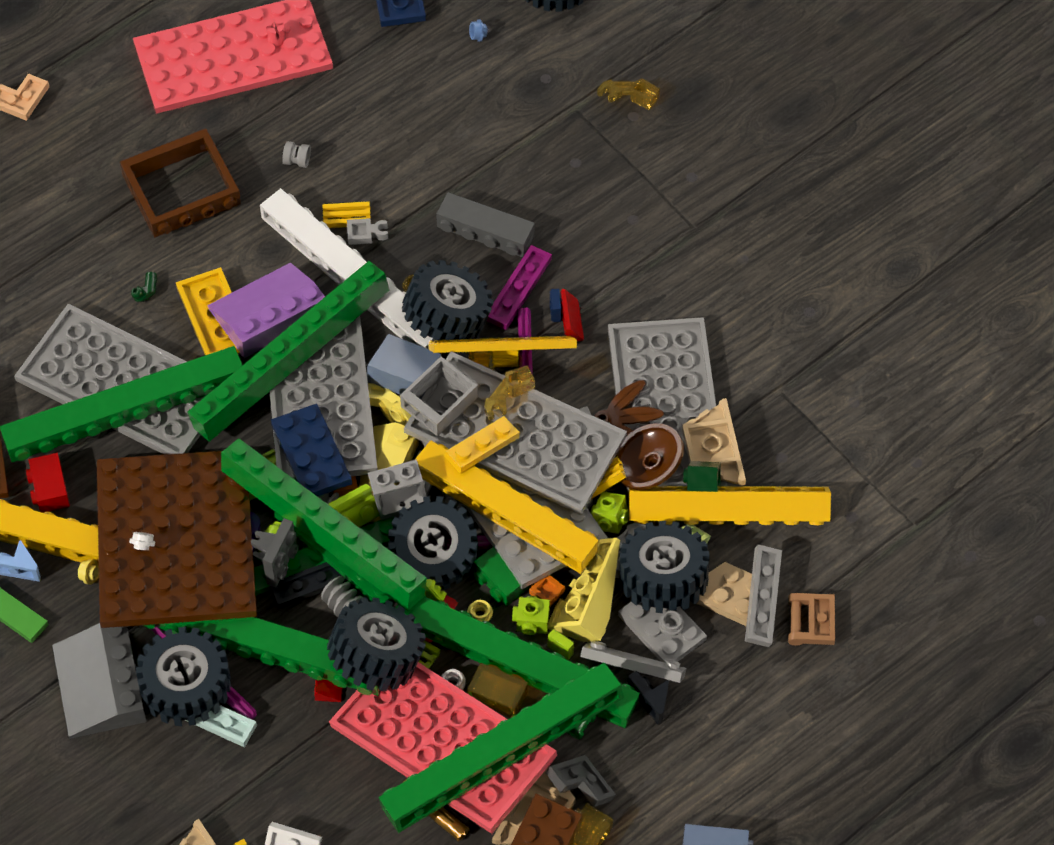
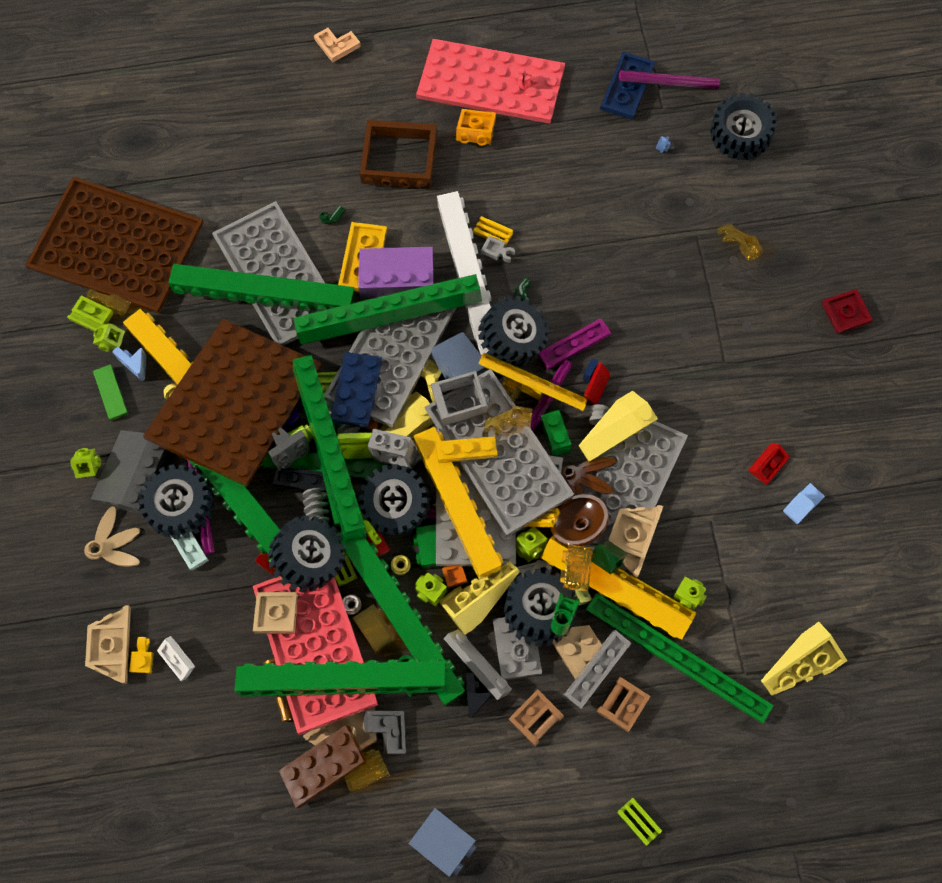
camera: 35 degrees right, 10 degrees up
(39, 697) = (85, 463): none -> lime brick
(48, 483) = (186, 317): red brick -> none
(123, 777) = (106, 546): none -> tan plant
(142, 540) = (204, 393): white plate -> none
(251, 110) = (475, 127): none -> light orange plate
(296, 154) = (486, 172): light grey wheel -> none
(378, 728) = (275, 613): none -> tan plate
(421, 256) = (521, 289): none -> dark green arm
(485, 225) = (579, 287): dark grey brick -> none
(560, 644) = (438, 620): lime tile -> none
(561, 385) = (555, 433): none -> green brick
(595, 345) = (598, 412): none -> light grey wheel
(624, 340) = (621, 421): none -> light yellow wedge
(679, 501) = (577, 567): none -> clear yellow brick
(697, 552) = (564, 611): none -> green piece
(721, 679) = (531, 712): none -> medium nougat plate
(787, 109) = (846, 311): none -> dark red plate
(805, 303) = (769, 463): none -> red slope
(809, 470) = (687, 588): none -> lime brick
(839, 542) = (680, 658): none -> green plate
(866, 325) = (803, 503): none -> light blue slope
(904, 714) = (651, 835): none -> lime tile
(968, 468) = (808, 656): none -> light yellow wedge

